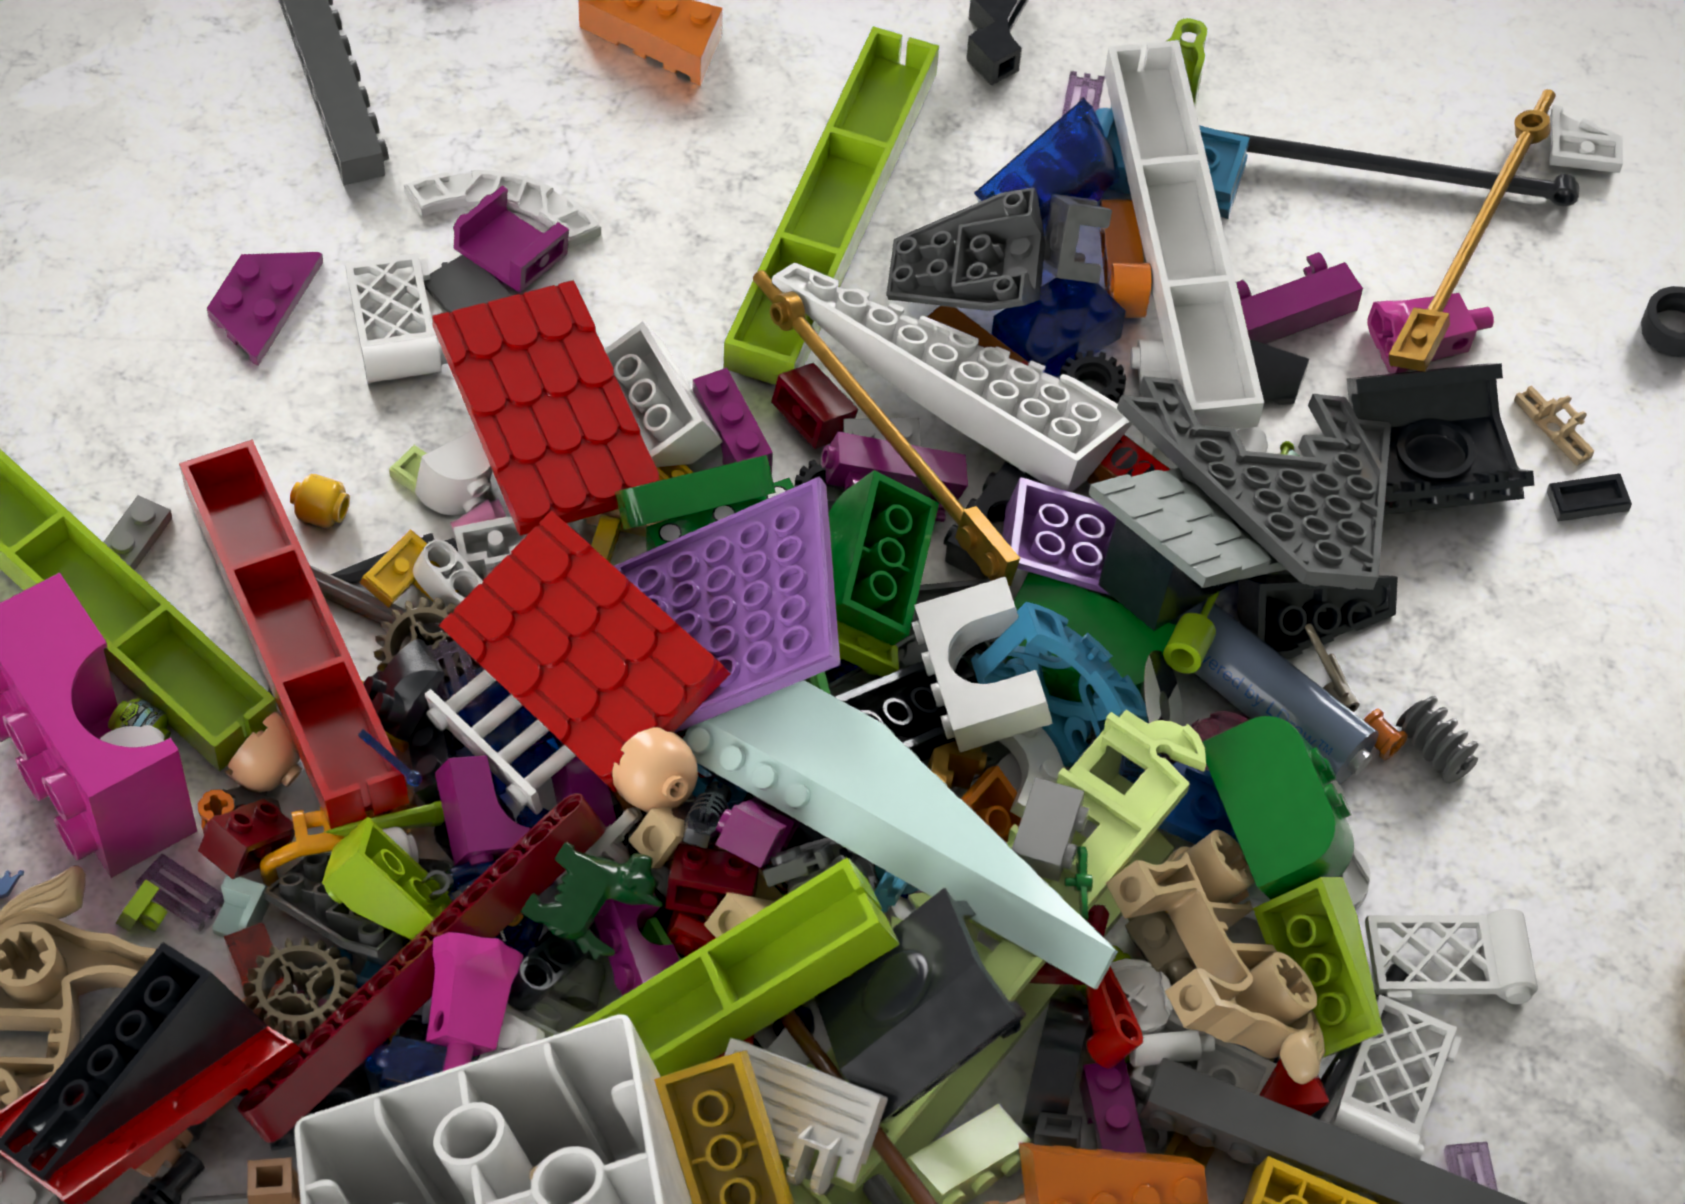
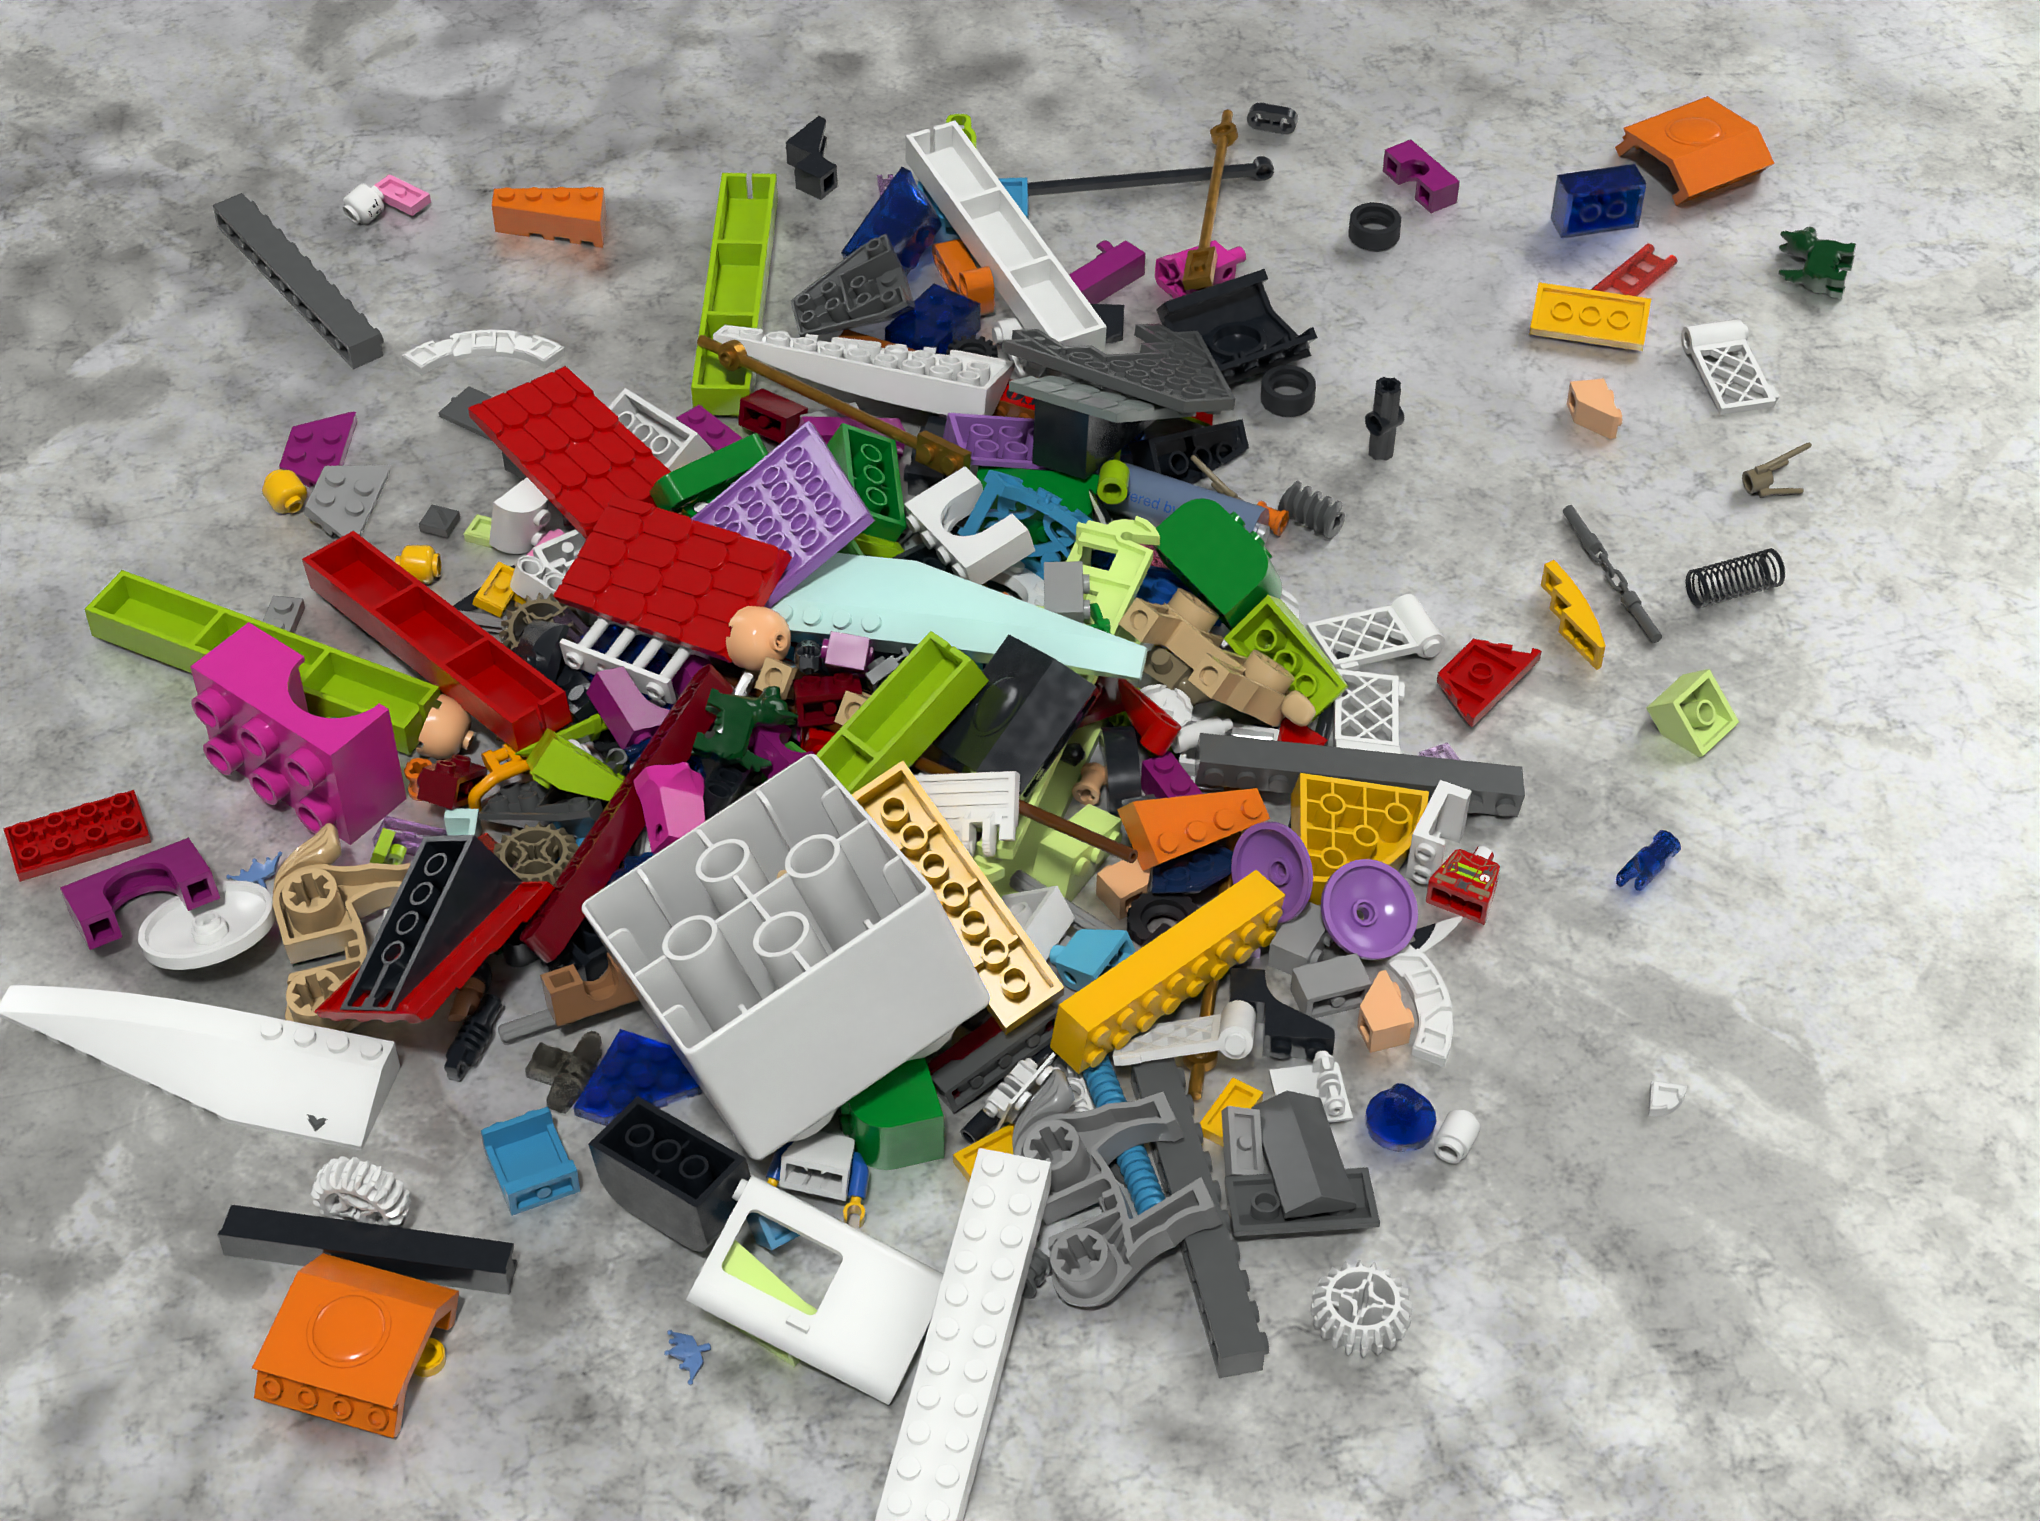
camera: 15 degrees left, 10 degrees down
(198, 349) = (284, 491): none -> yellow head
(268, 379) = (346, 497): none -> light grey wing
(368, 440) = (439, 521): none -> dark grey tile
(399, 352) = (440, 459): white piece -> none
(413, 778) = (574, 690): clear blue hinge -> none
(506, 243) = (494, 375): magenta panel -> none
(1014, 1068) = (1092, 779): none -> light nougat bush
(1062, 236) = (917, 261): flat silver panel -> none
(1481, 522) = (1288, 377): none -> black tyre
(1558, 437) = (1297, 302): tan piece -> none
(1569, 1055) = (1483, 676): none -> red wing
(1575, 636) = (1384, 418): none -> black piece
(1583, 144) = (1265, 138): white wing -> none
(1589, 497) = (1356, 345): black tile -> none
(1605, 114) = (1272, 118): none -> black beam

